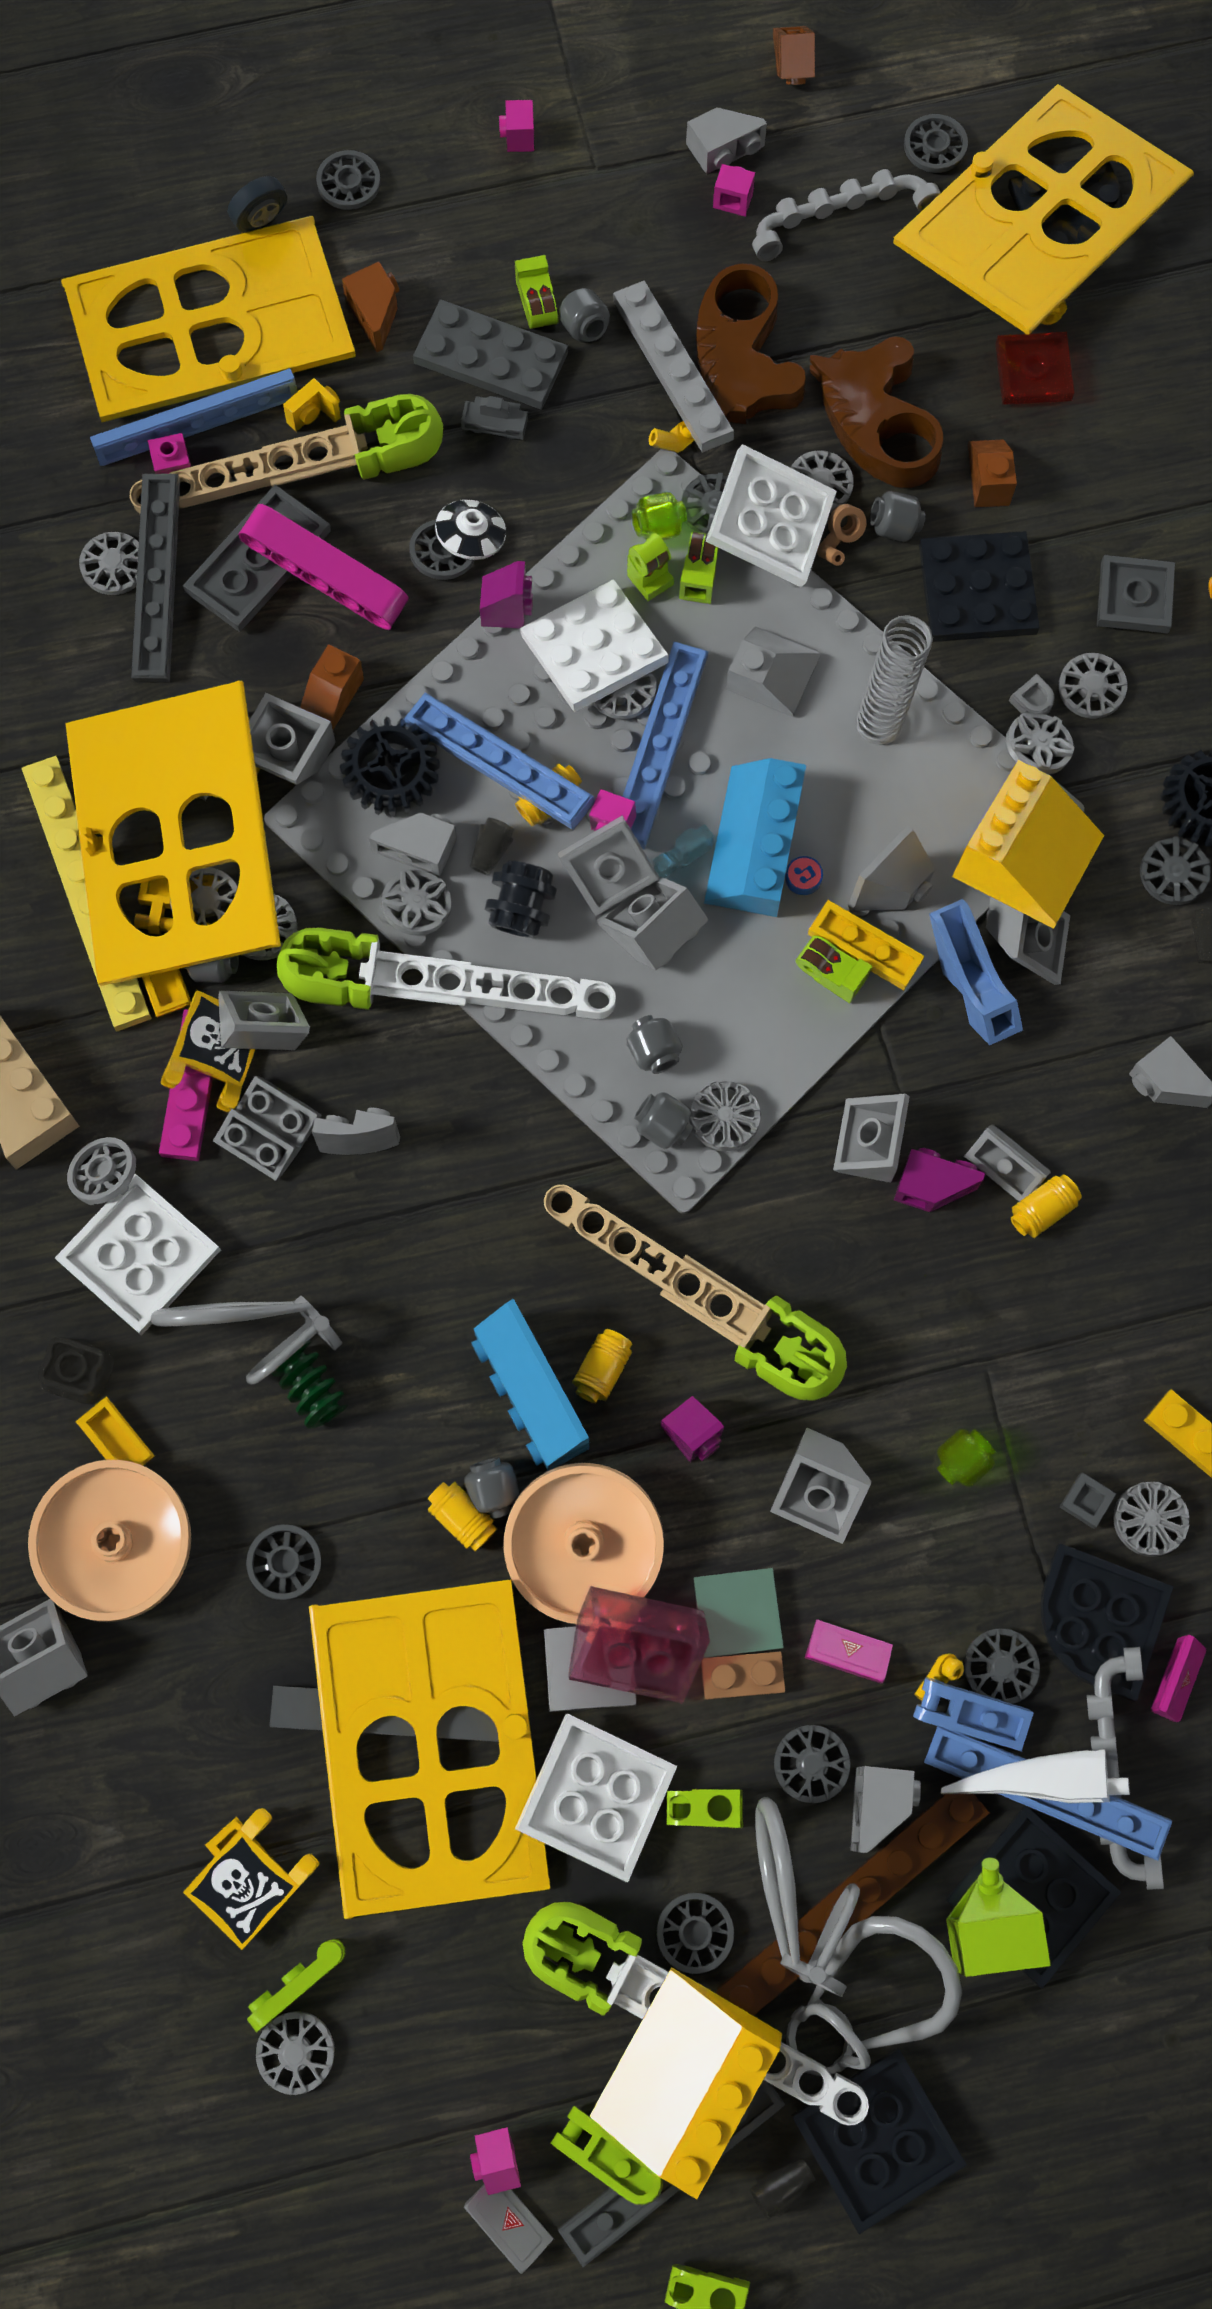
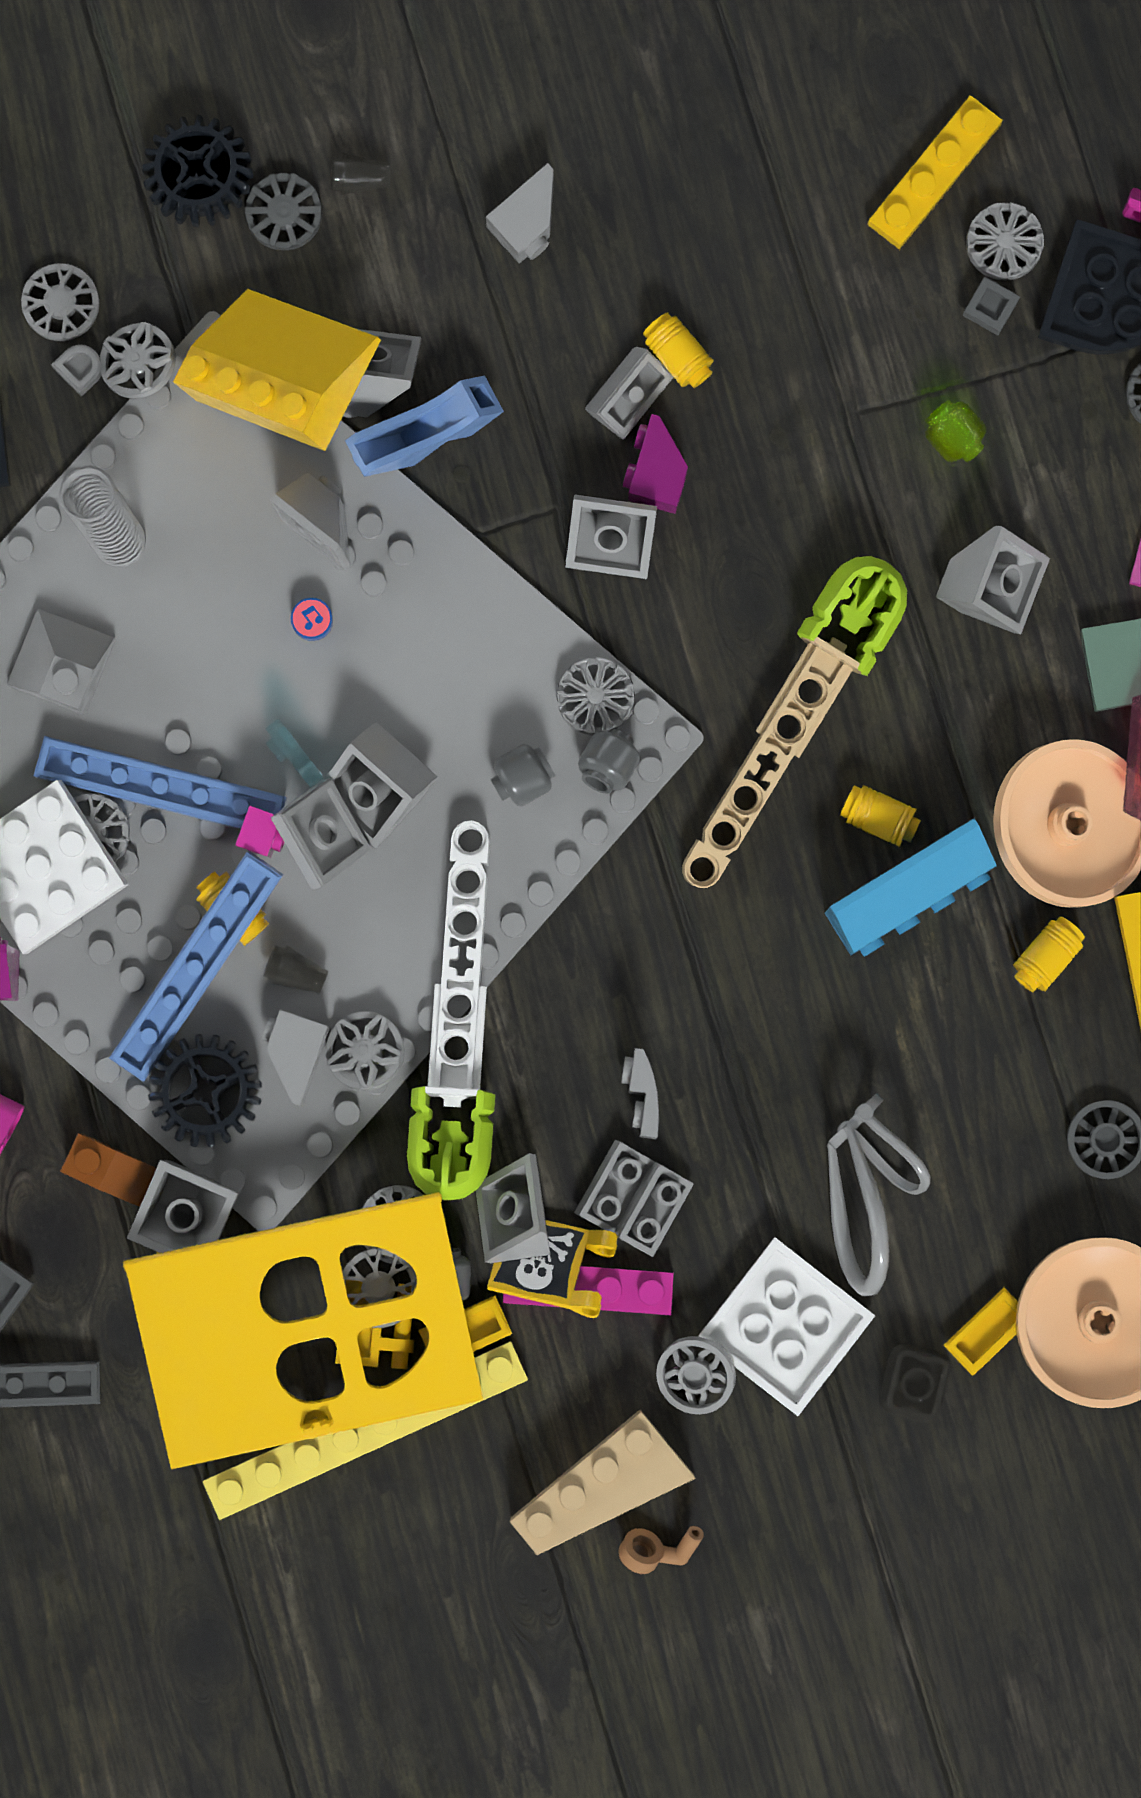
camera: 90 degrees left, 10 degrees up
(309, 1388) = (922, 1125): dark green piece -> none
(492, 1487) = (1017, 923): dark grey head -> none
(520, 899) = (361, 931): black piece -> none
(693, 1430) = (946, 714): magenta slope -> none
(755, 836) = (269, 673): dark azure slope -> none
(833, 968) = (422, 582): lime leg -> none
(861, 940) = (394, 547): yellow plate -> none

